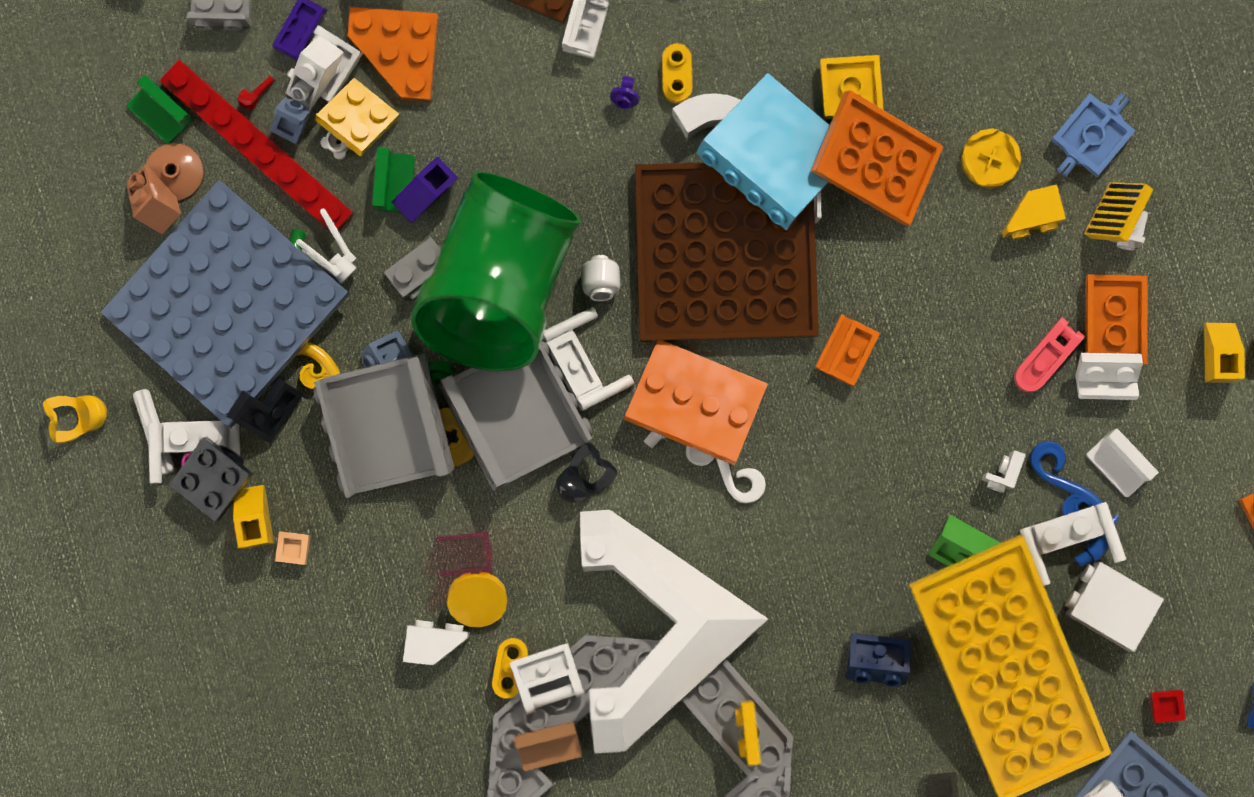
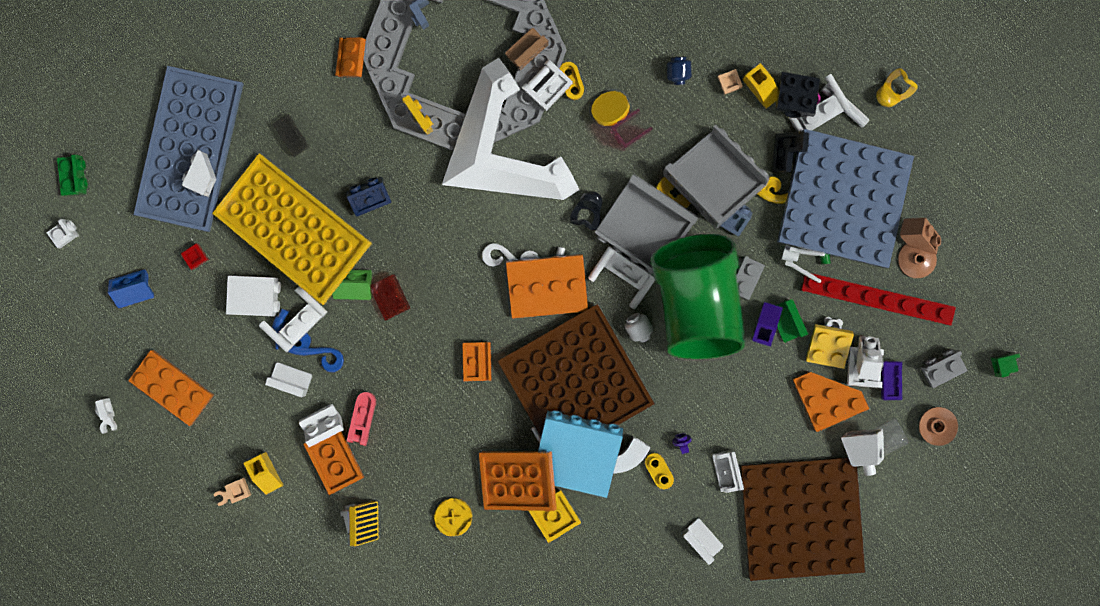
camera: 145 degrees right, 5 degrees up
(158, 111) = (946, 289): green panel -> none
(248, 99) = (897, 323): red hand -> none
(290, 119) = (867, 324): sand blue bracket -> none
(353, 602) = (679, 70): none -> dark blue head
(431, 644) = (624, 69): white slope -> none
(439, 371) = (701, 225): green plate -> none
(922, 502) = (389, 297): none -> clear red plate
(1010, 469) = (349, 341): white bracket -> none
(1035, 211) = (411, 499): yellow slope -> none
(1093, 135) = (401, 561): medium blue plate -> none

